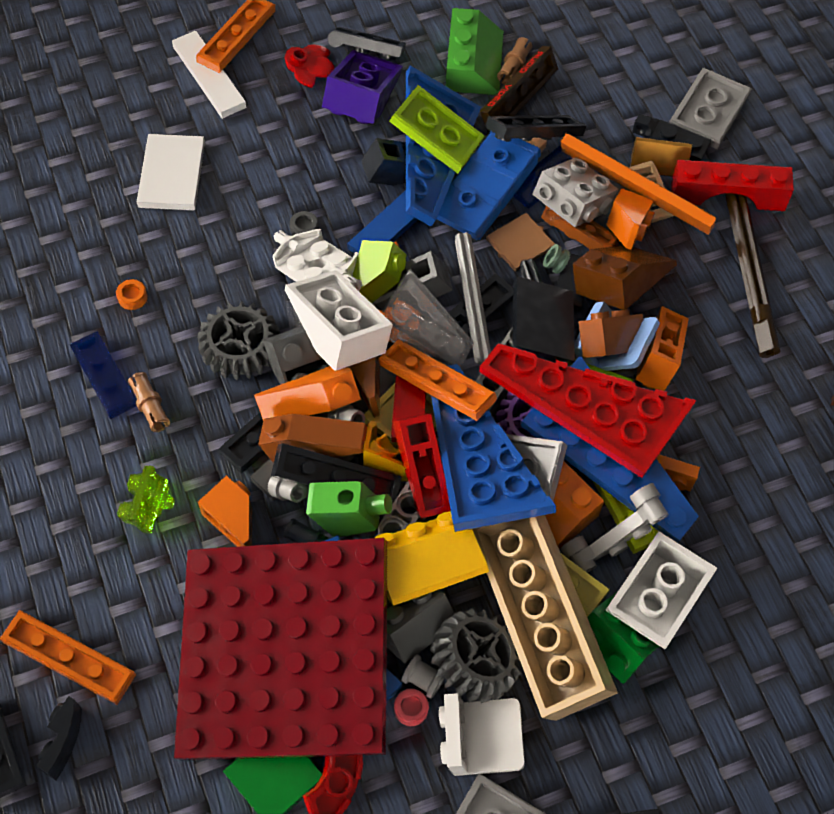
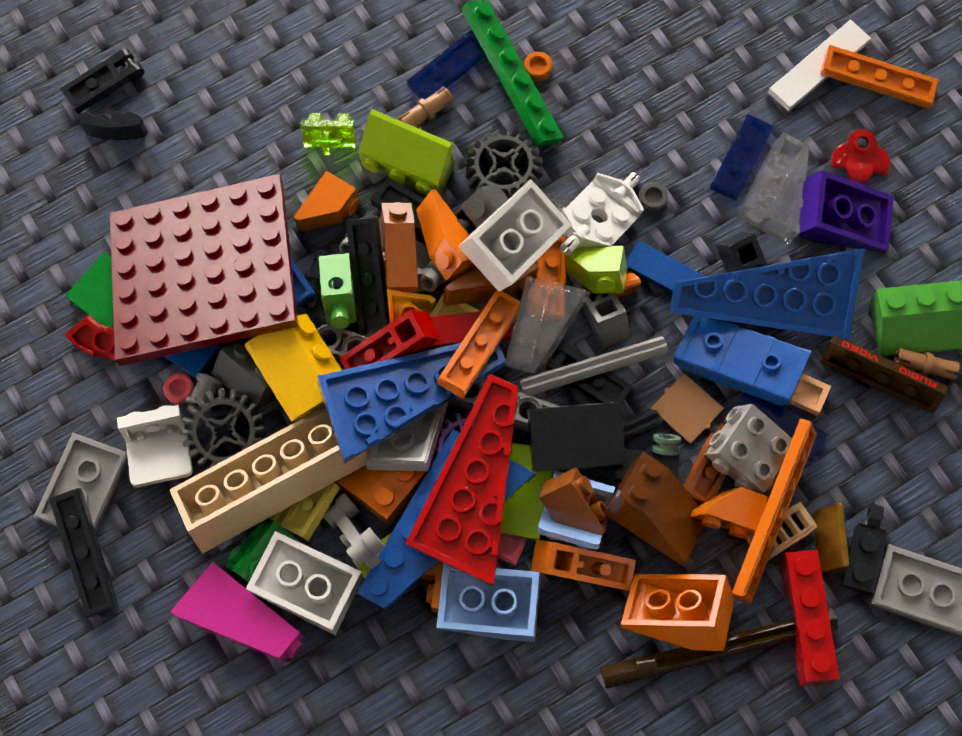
camera: 85 degrees right, 10 degrees up
(68, 657) = (184, 113): orange tile -> none
(122, 316) = (512, 73): none -> green plate
(171, 172) = (686, 63): white tile -> none
(199, 421) = (406, 153): none -> lime slope
(282, 150) = (741, 157): none -> clear blue tile
(327, 124) = (777, 190): none -> clear wedge
(367, 42) = (904, 206): plate -> none
(437, 128) = (788, 293): lime tile -> none
(531, 127) = (821, 393): black plate -> none
(677, 679) = (231, 611): none -> dark pink slope
(705, 431) = (497, 612): none -> light blue slope
(716, 273) = (681, 609): none -> orange slope

